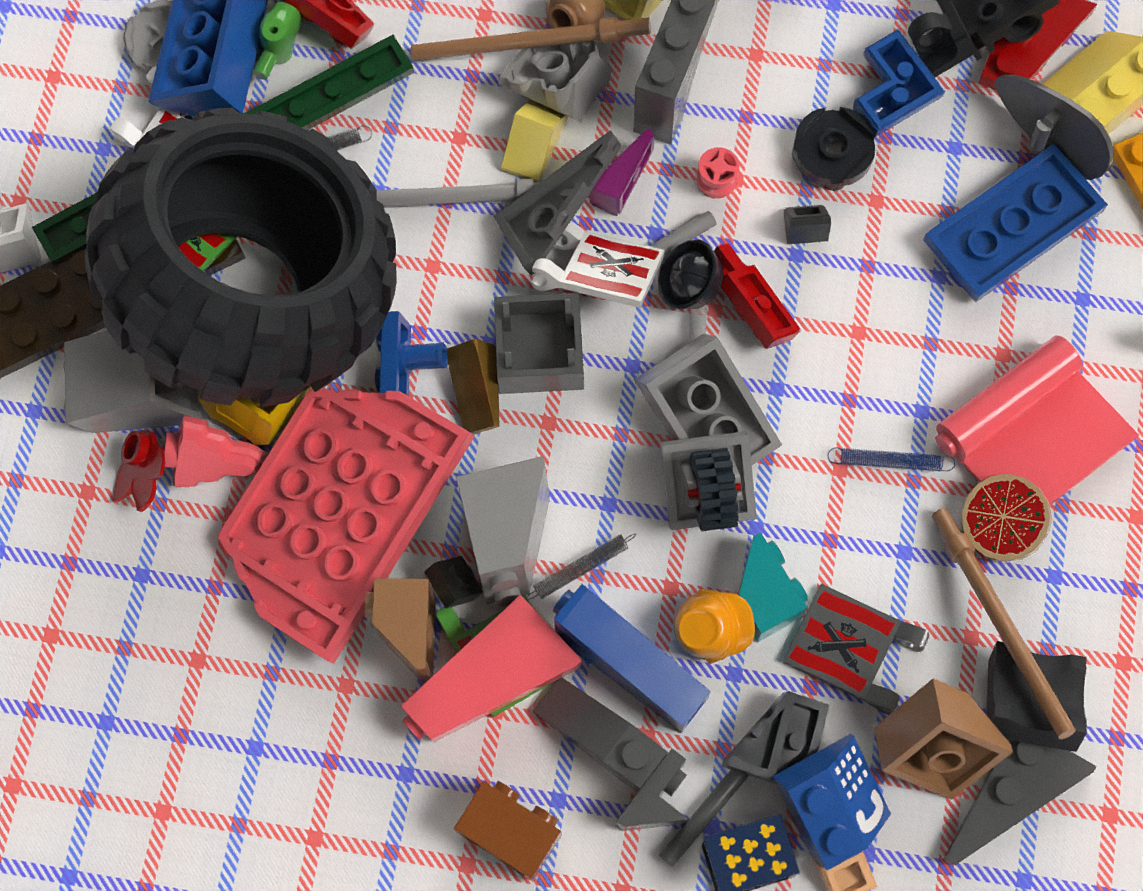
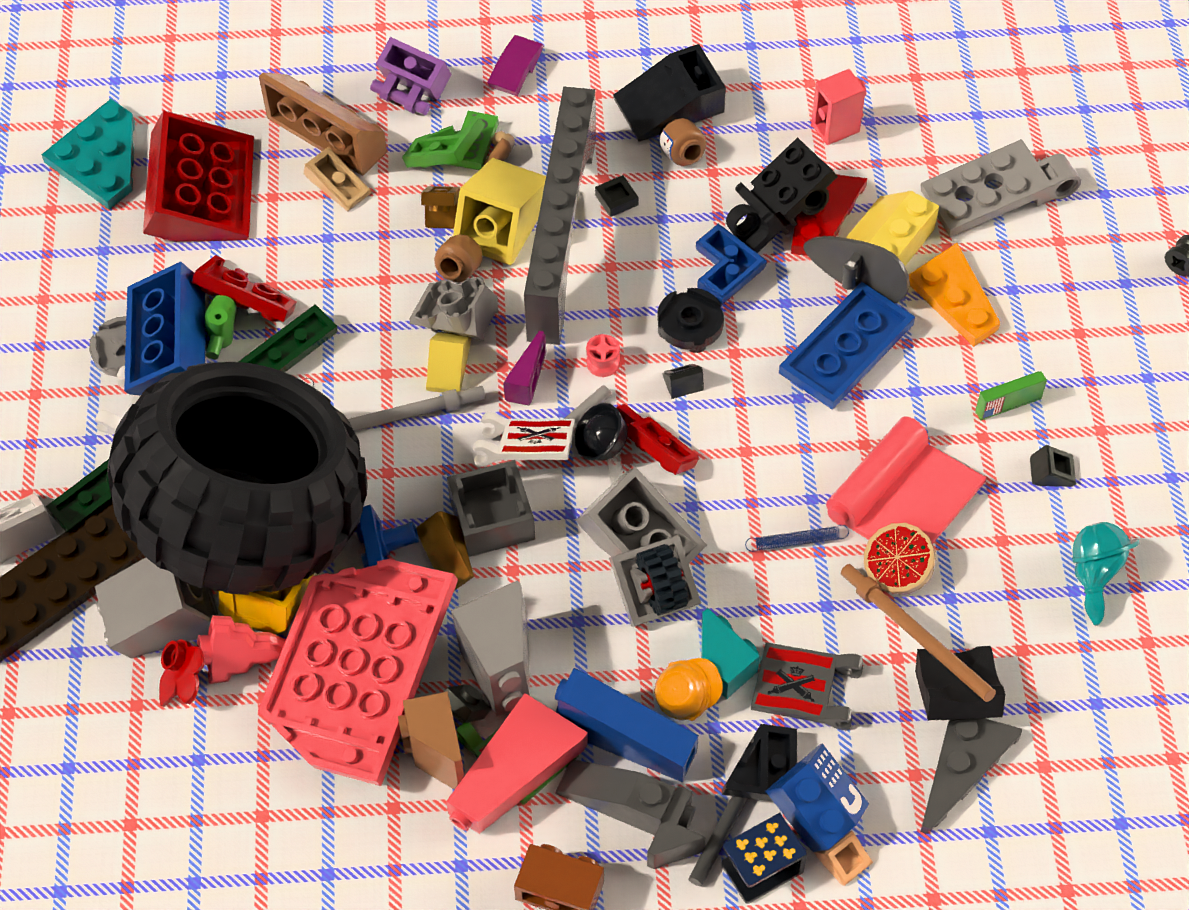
camera: 15 degrees left, 15 degrees down
(543, 213) = (471, 409): dark grey wing -> none
(599, 551) = (566, 667): dark grey piece -> none
(607, 30) = (490, 266): medium nougat bar -> none
(940, 740) = (893, 731): medium nougat slope -> none

